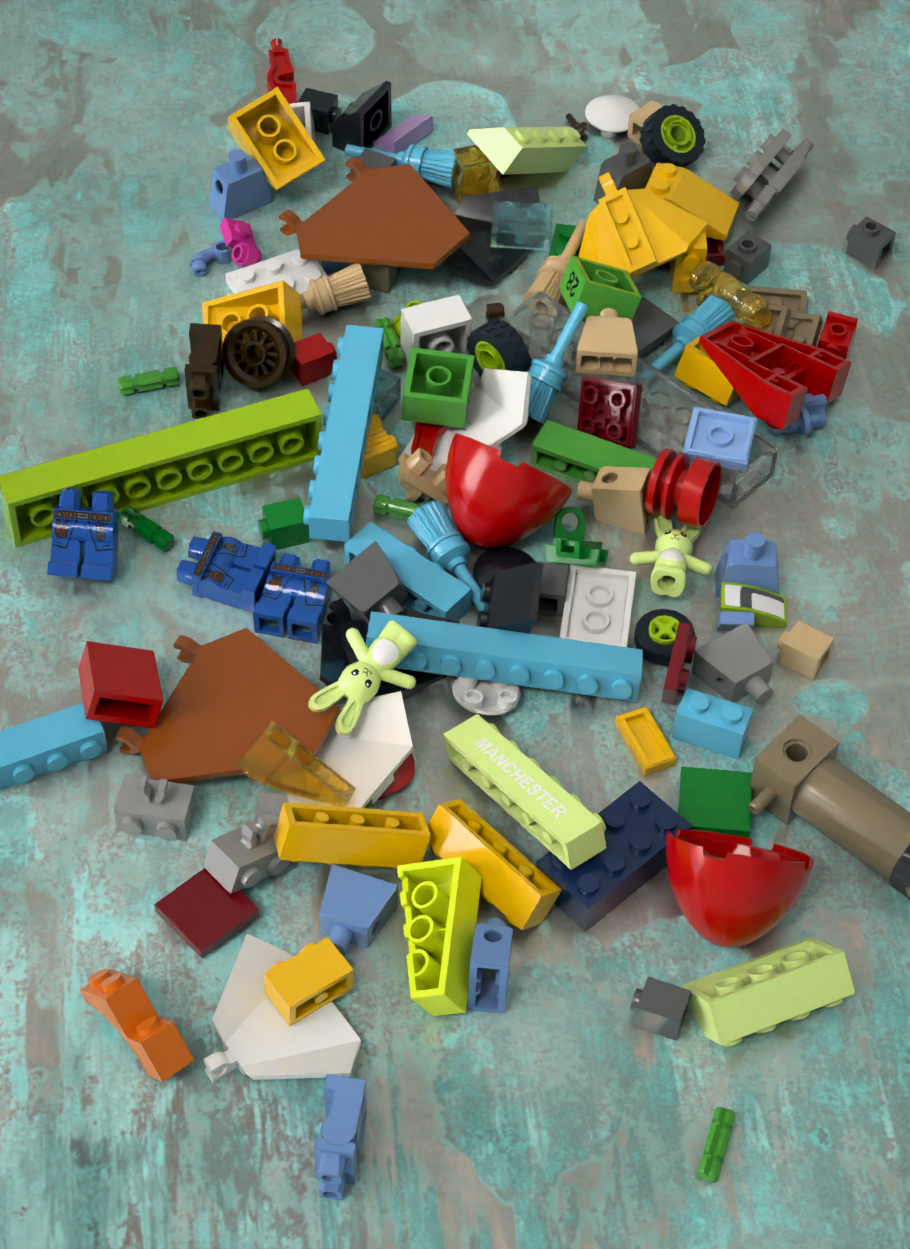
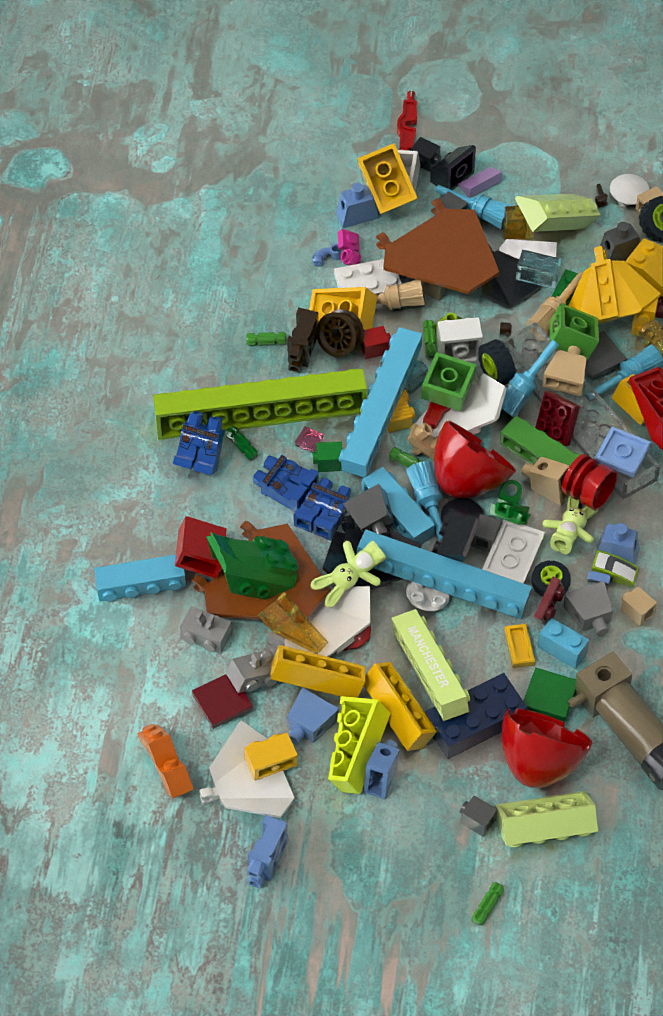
camera: 15 degrees right, 5 degrees up
(216, 693) = (256, 566): none -> green slope
(247, 507) = (308, 438): none -> clear pink tile

